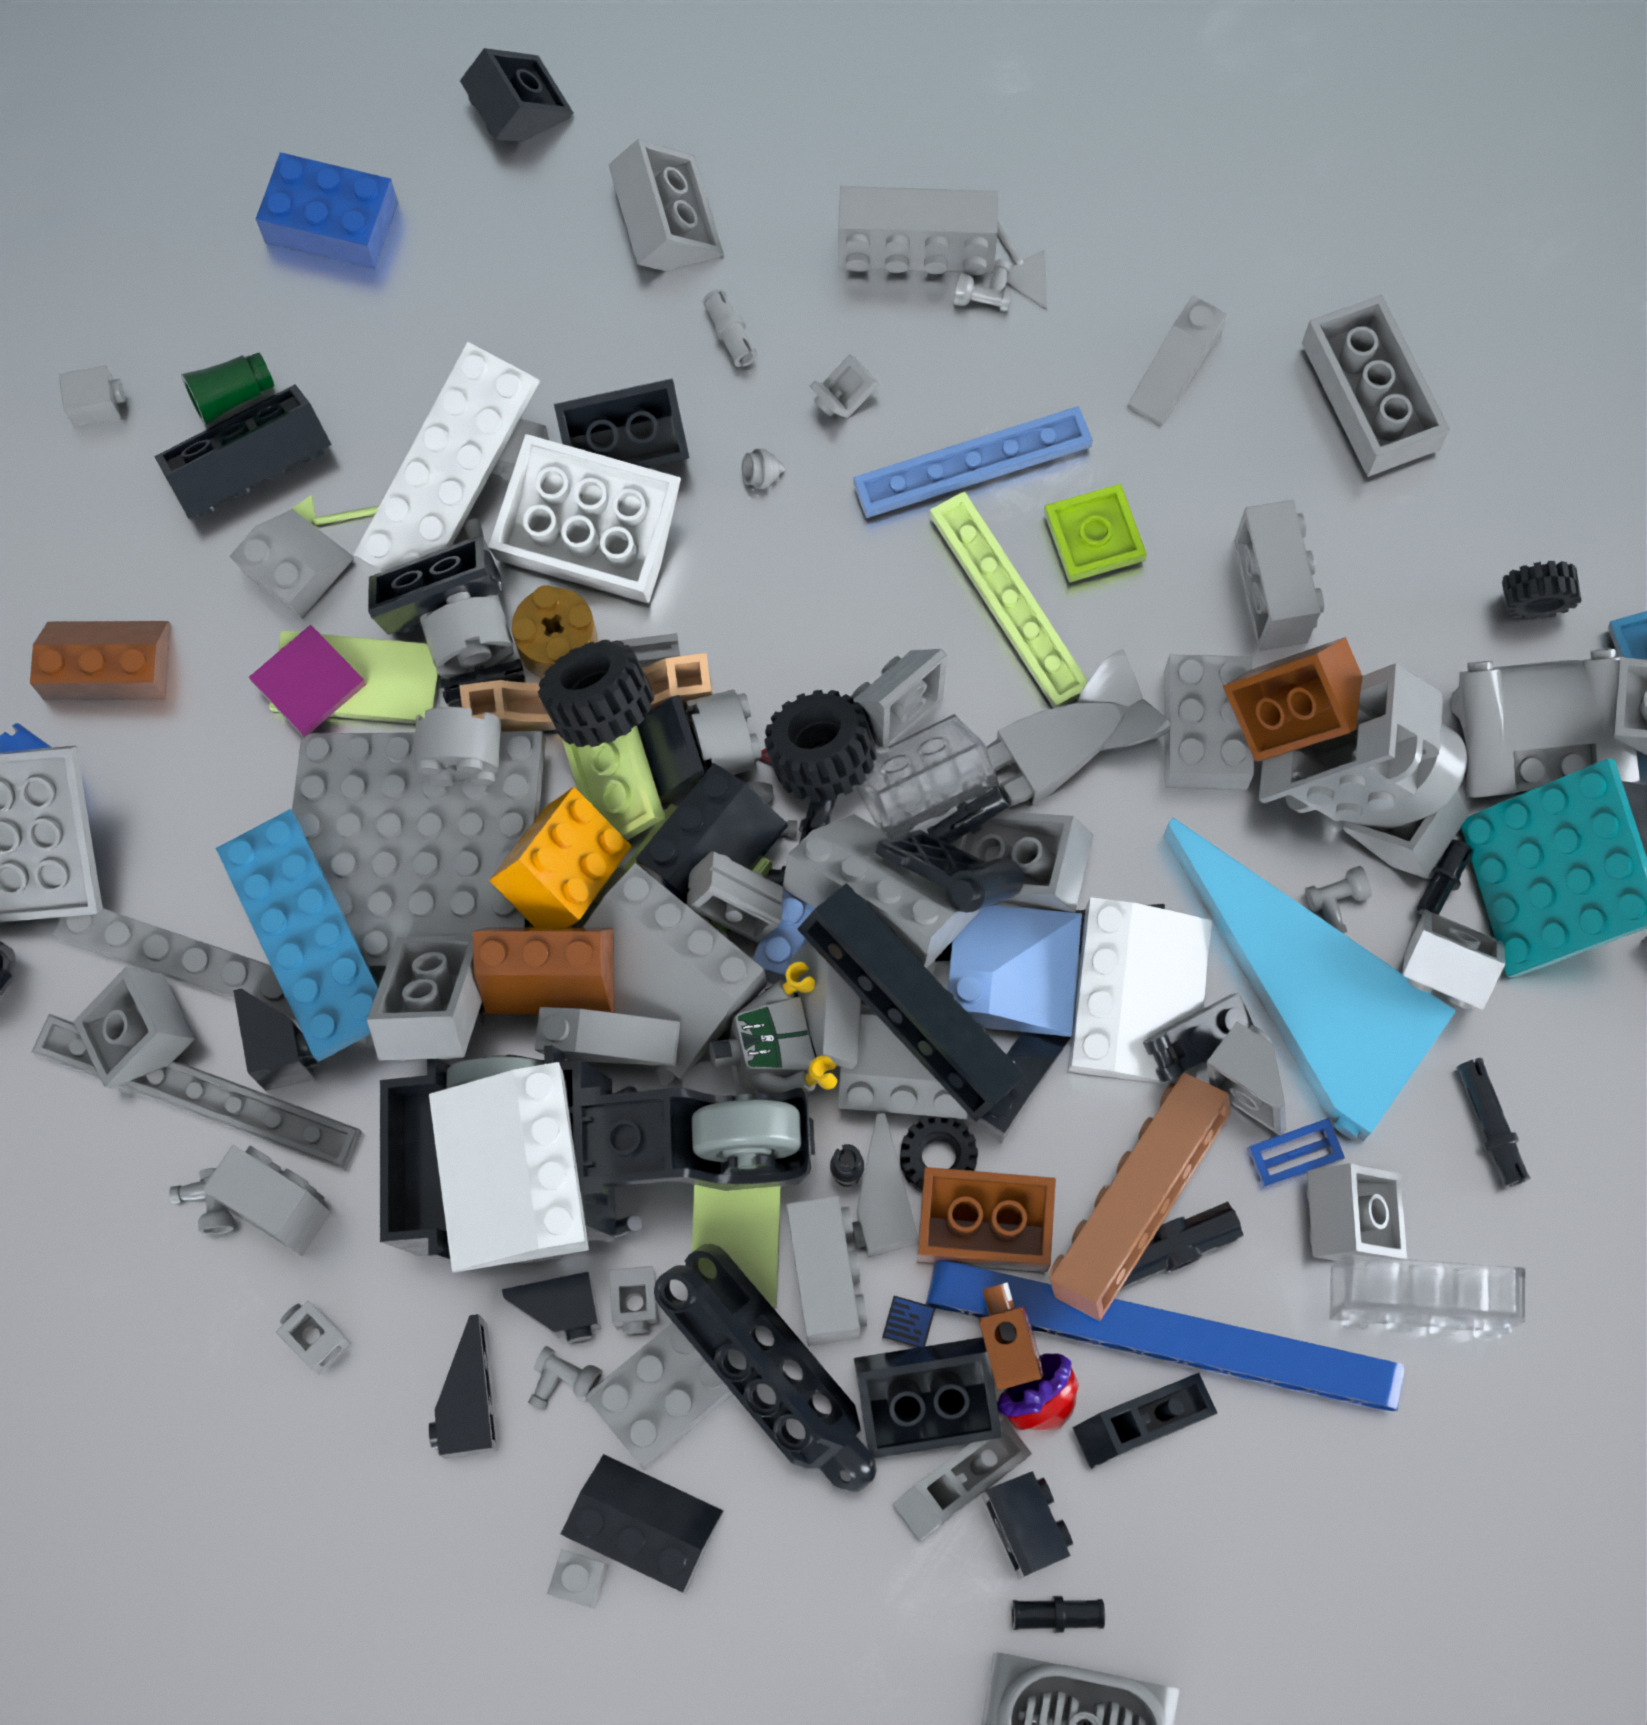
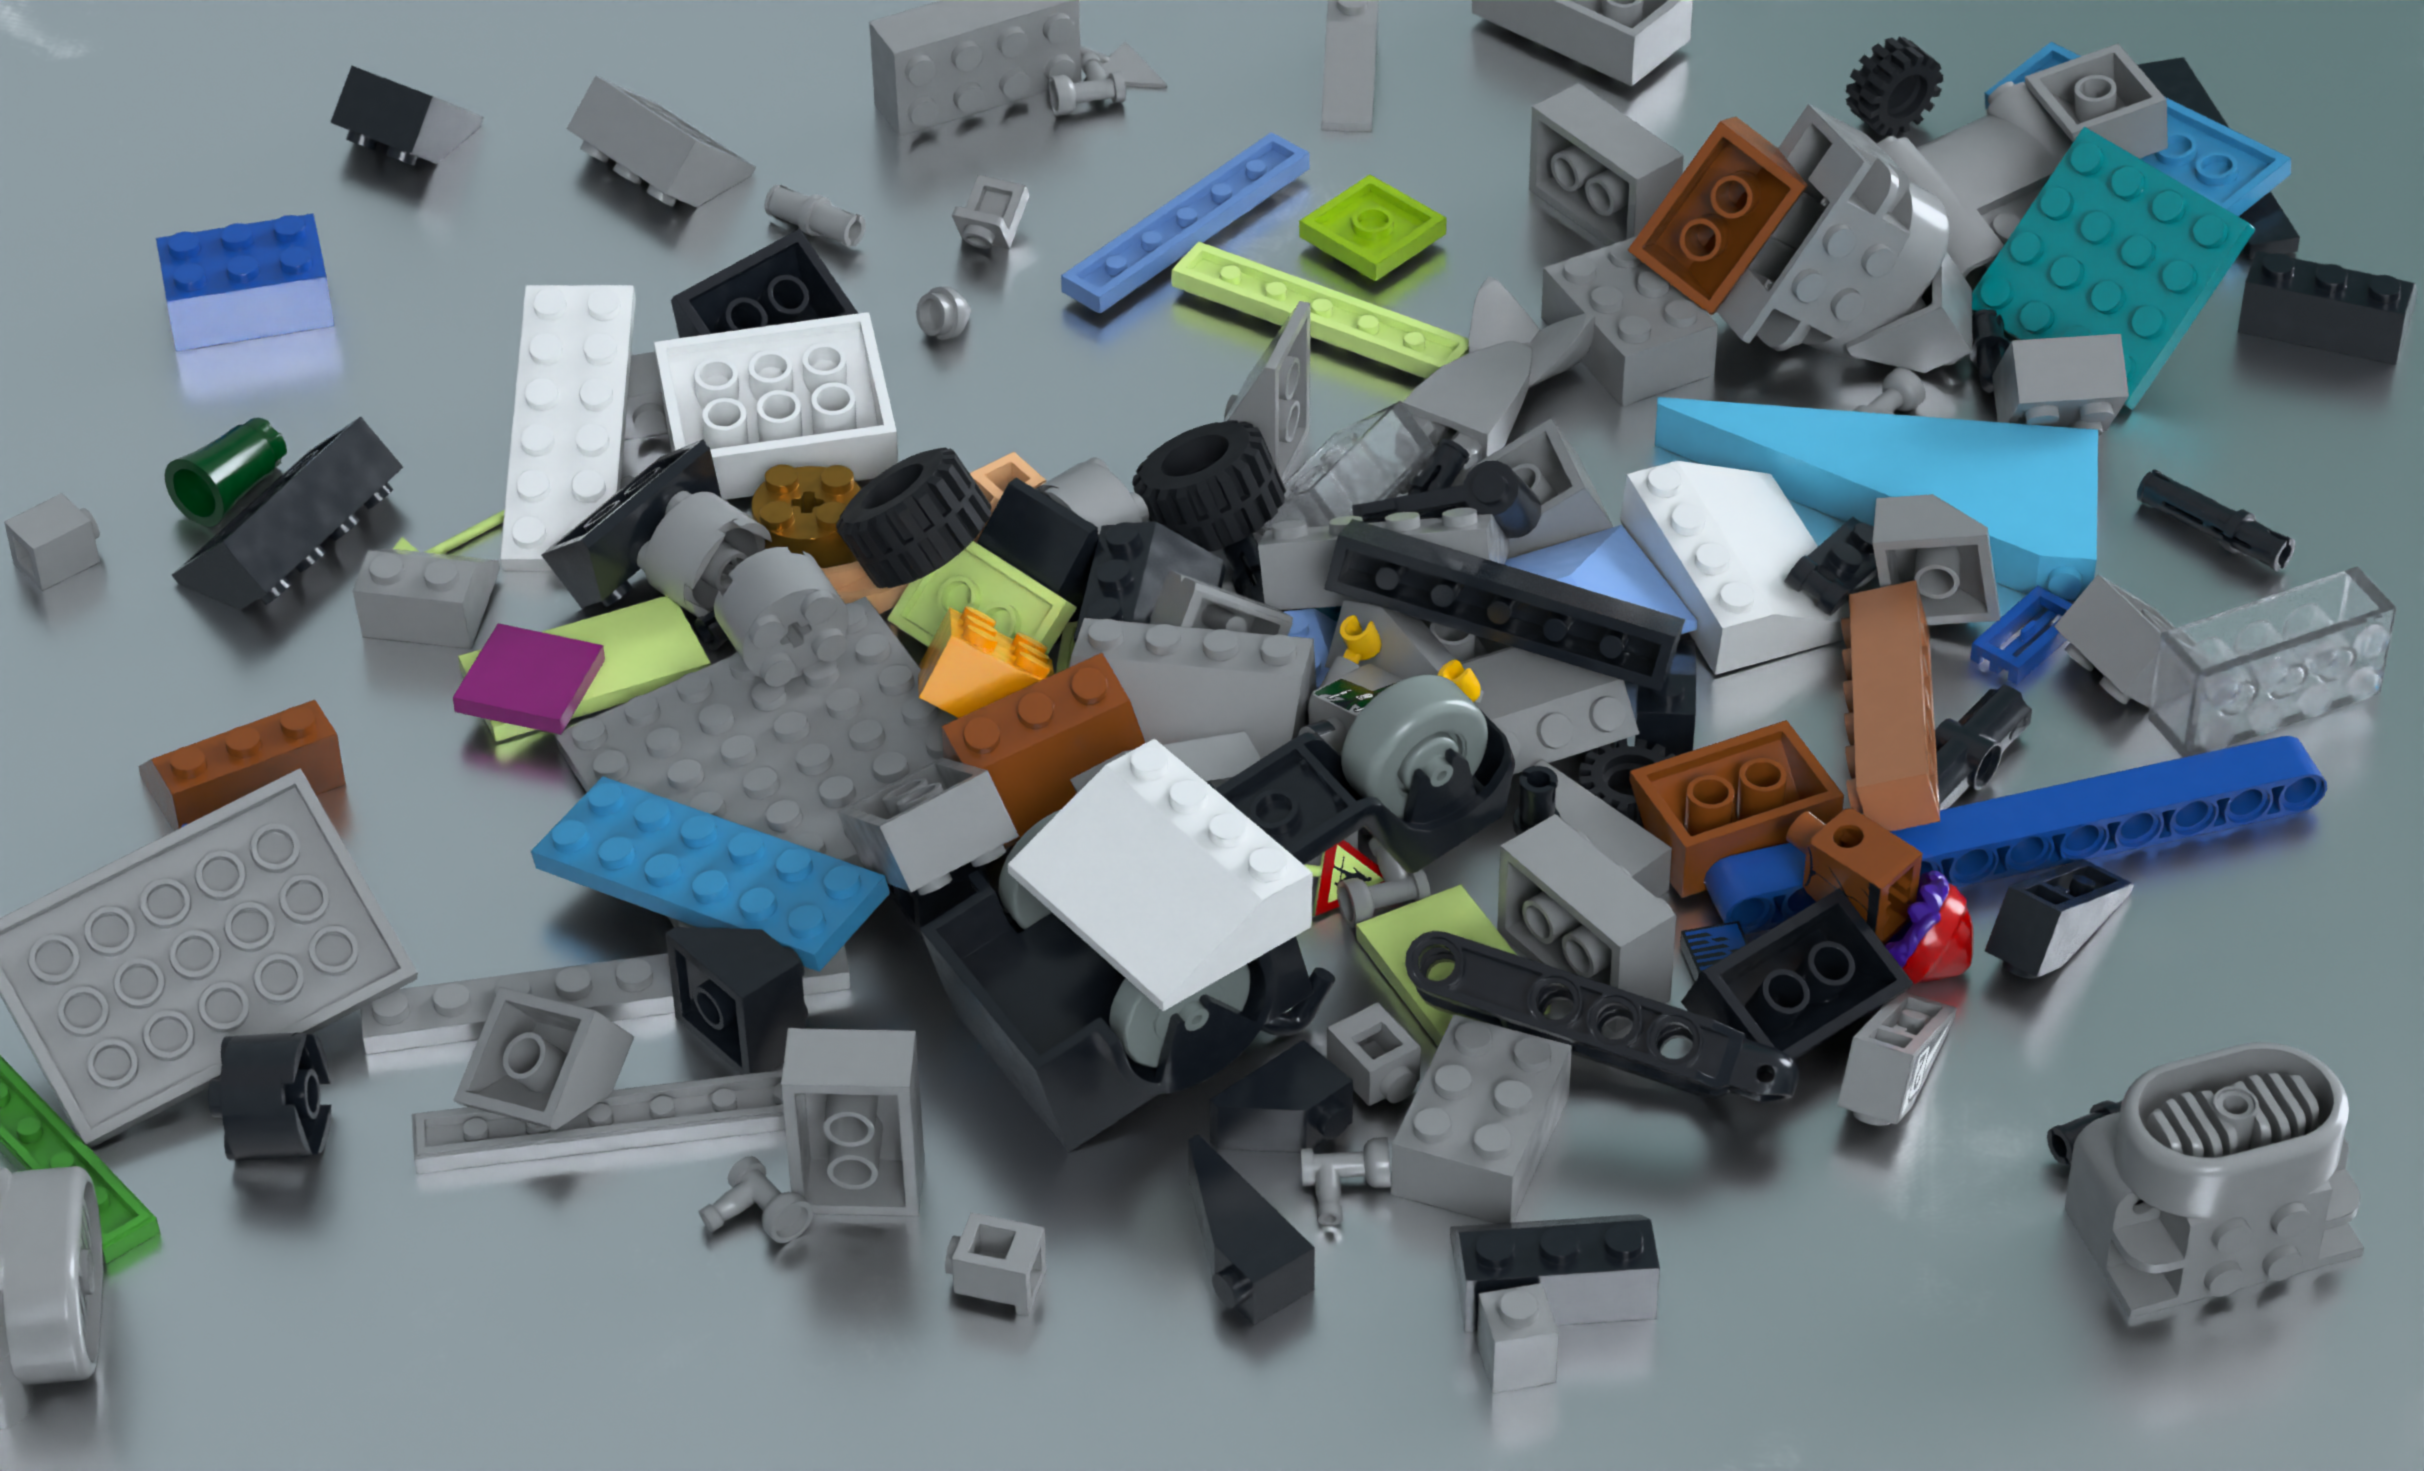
camera: 30 degrees left, 30 degrees down
(1026, 1523) = (2002, 1056): black slope -> none

